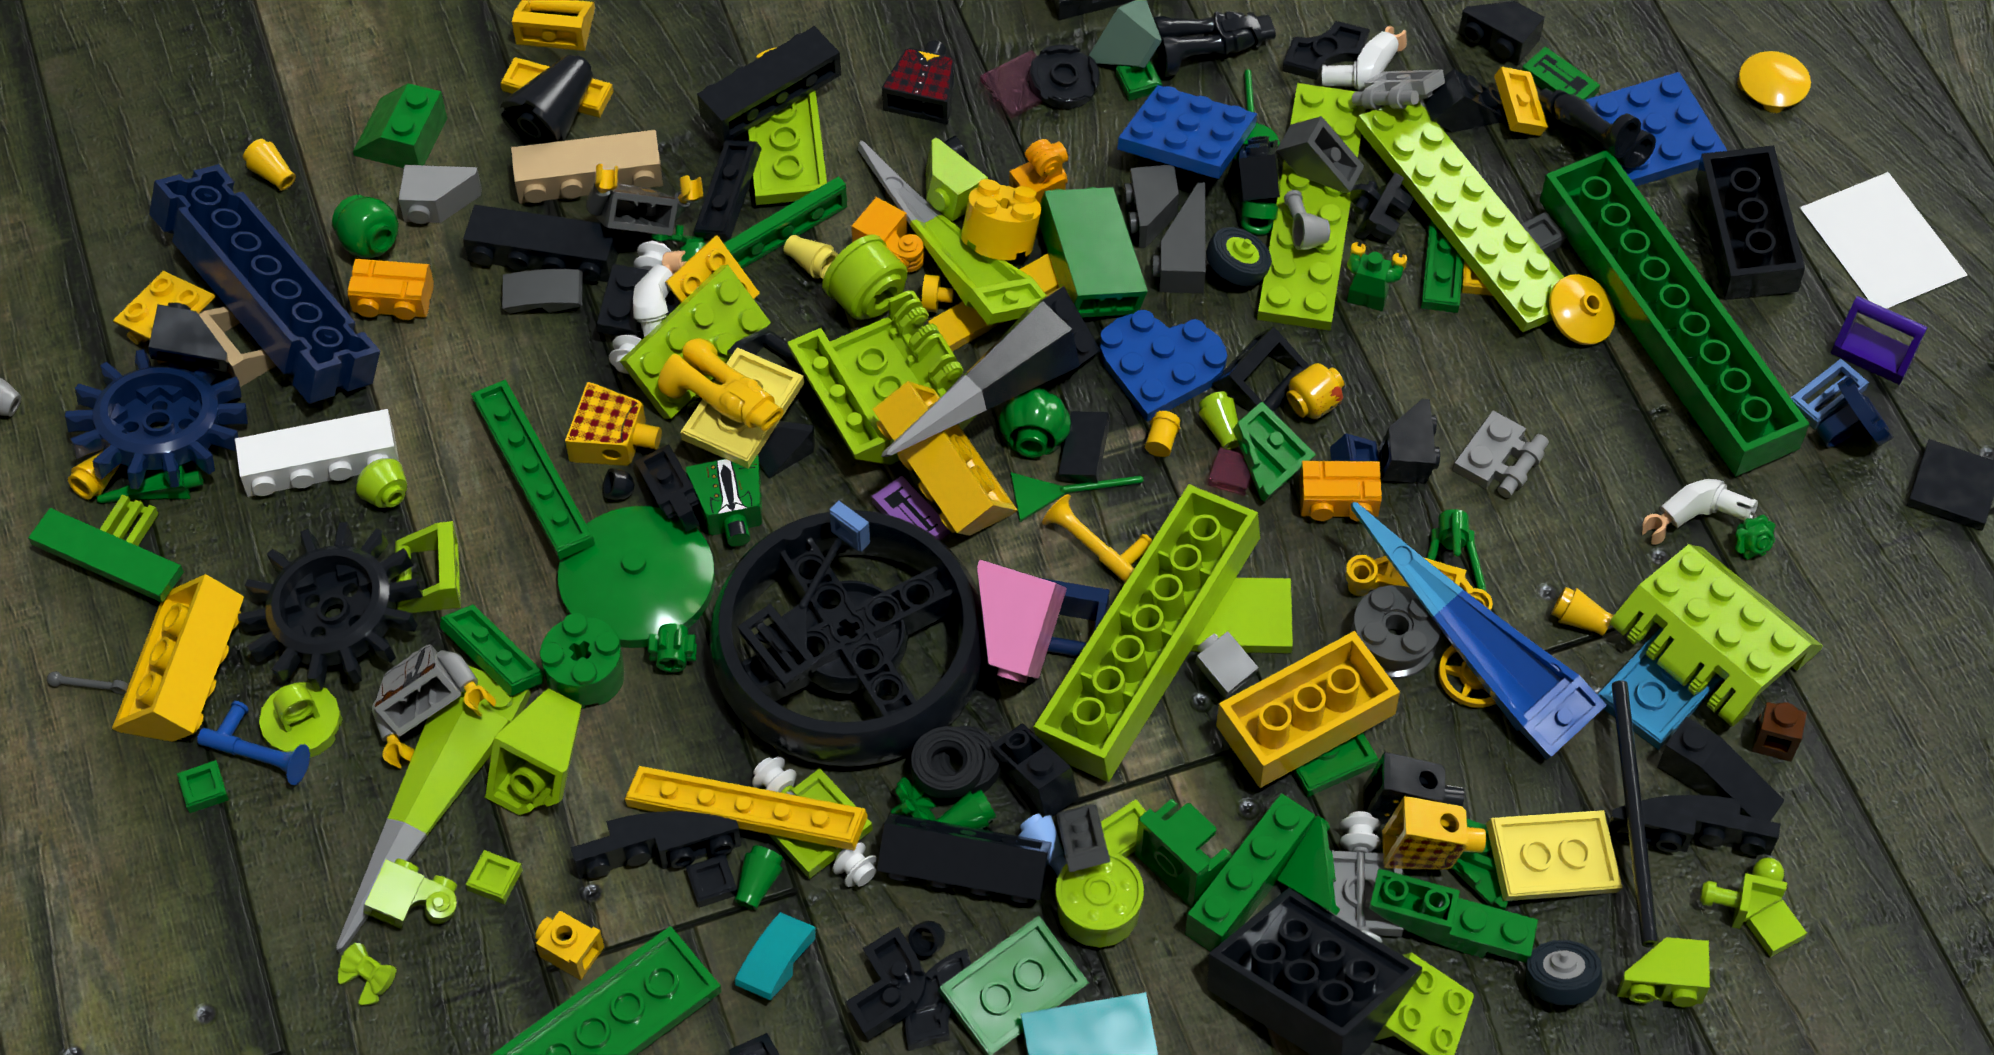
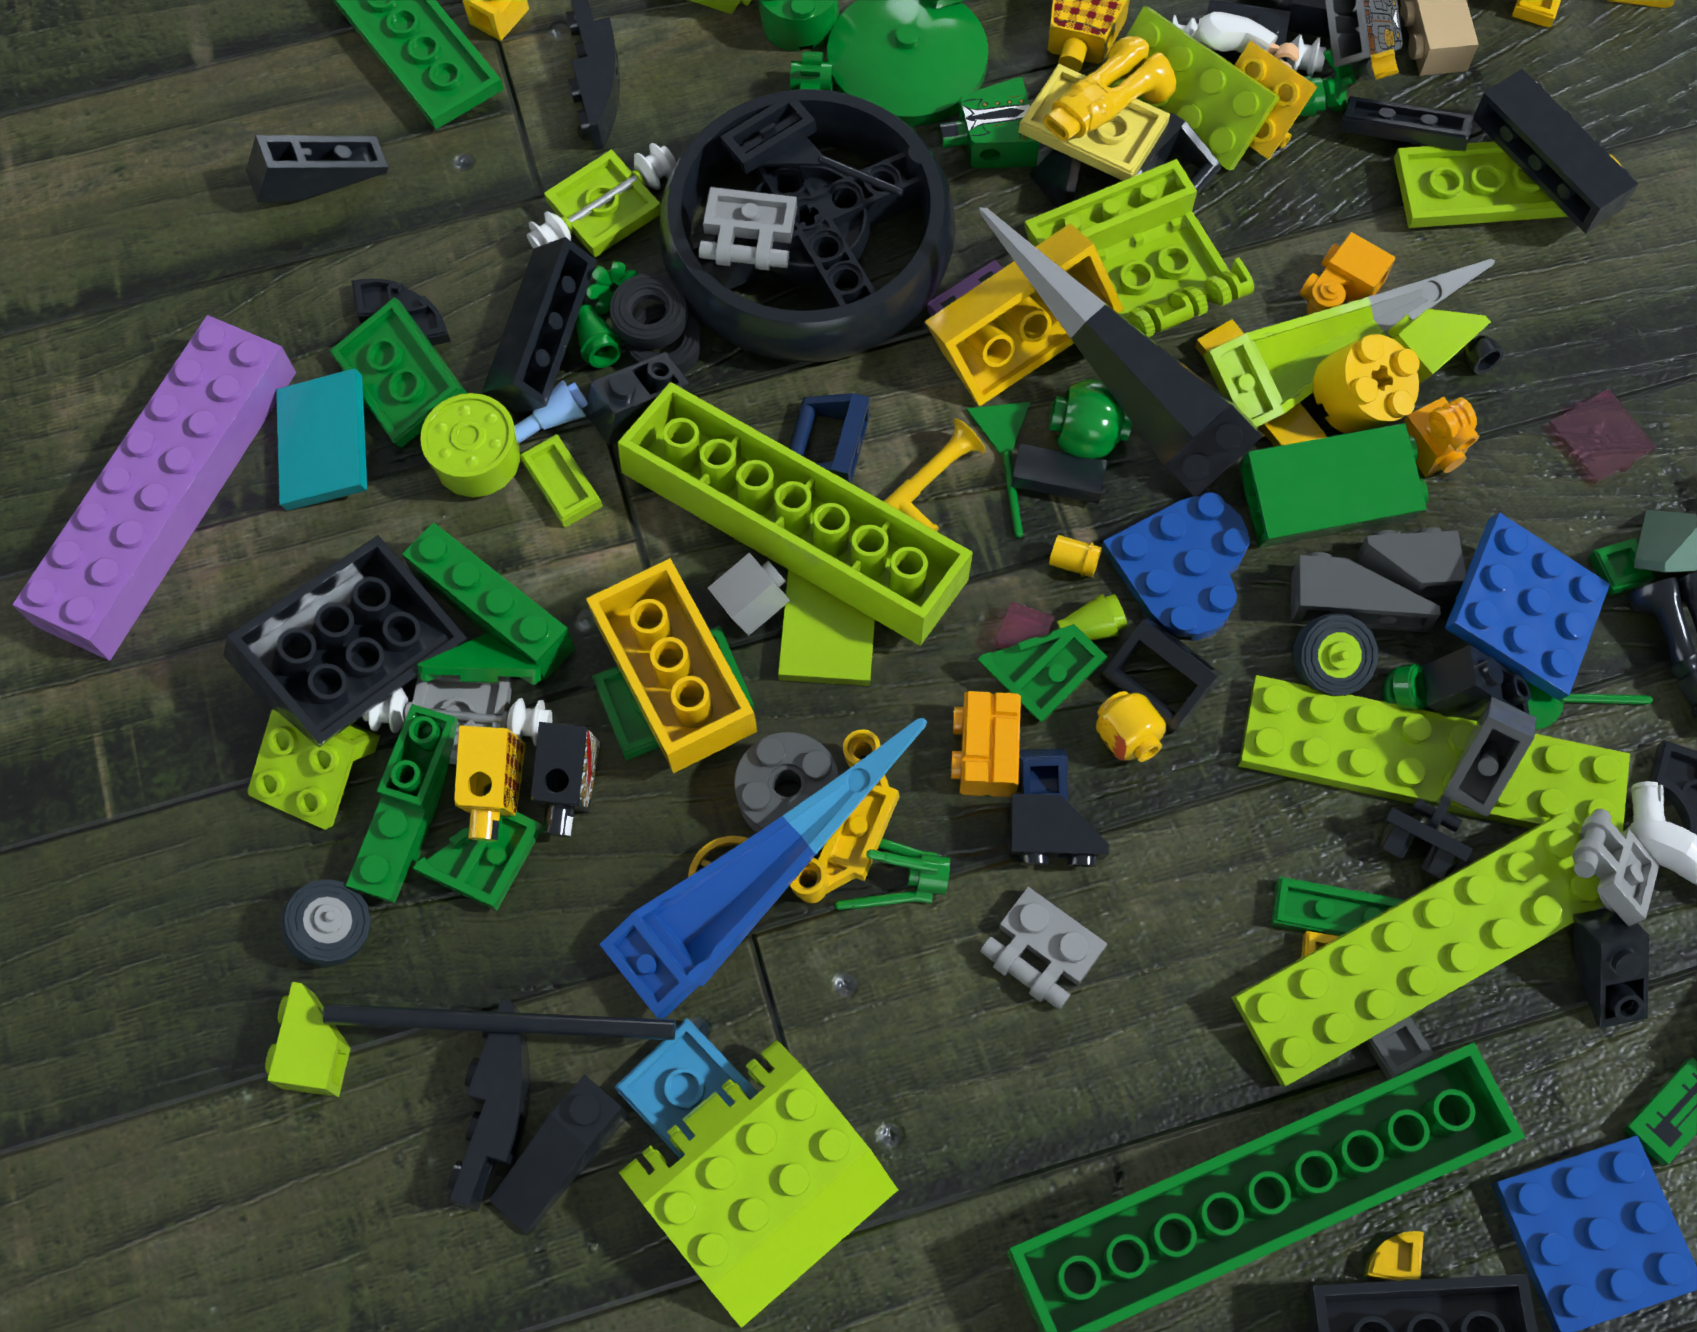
camera: 95 degrees right, 10 degrees up
(617, 484) = (1016, 32): black hinge -> none
(670, 486) = (1000, 66): black hinge -> none
(711, 880) = (555, 122): black tile -> none
(751, 807) = (616, 140): yellow tile -> none
(758, 874) = (551, 154): green cone -> none
(773, 955) = (463, 166): teal slope -> none
(789, 221) = (1359, 178): green tile -> none
(810, 255) = (1316, 209): light yellow cone -> none
(849, 526) = (909, 192): medium blue tile -> none
(865, 277) = (1278, 243): lime wheel -> none
(874, 651) = (748, 216): none -> light grey plate
(898, 990) = (414, 271): black plate -> none
(921, 84) = (1584, 320): black torso -> none
(926, 945) = (463, 299): black hinge -> none
(933, 293) = (1266, 315): yellow tile -> none
(1017, 619) = (806, 366): bright pink slope -> none
(1063, 76) = (1614, 492): black tile -> none
(1083, 837) = (534, 425): dark grey tile -> none
(1171, 846) = (509, 520): green panel -> none
(1307, 229) = (1371, 733): light grey bar -> none
(1372, 276) = (1305, 810): green piece -> none
(1520, 101) = (1625, 1044): yellow plate -> none
(1553, 855) = (471, 931): light yellow tile -> none
(1581, 612) = (804, 1014): yellow cone -> none
(1582, 309) = (1271, 1055): yellow dish -> none
(1622, 138) = (1550, 1153): black piece -> none
(1693, 242) = (1397, 1258): none -> yellow tile
(1698, 498) = (962, 1191): white arm -> none
(1754, 893) = (395, 1165): lime piece -> none
(1755, 536) = (903, 1259): green plant -> none
(1776, 928) = (355, 1192): lime tile -> none
(1780, 721) = (612, 1238): reddish brown brick -> none

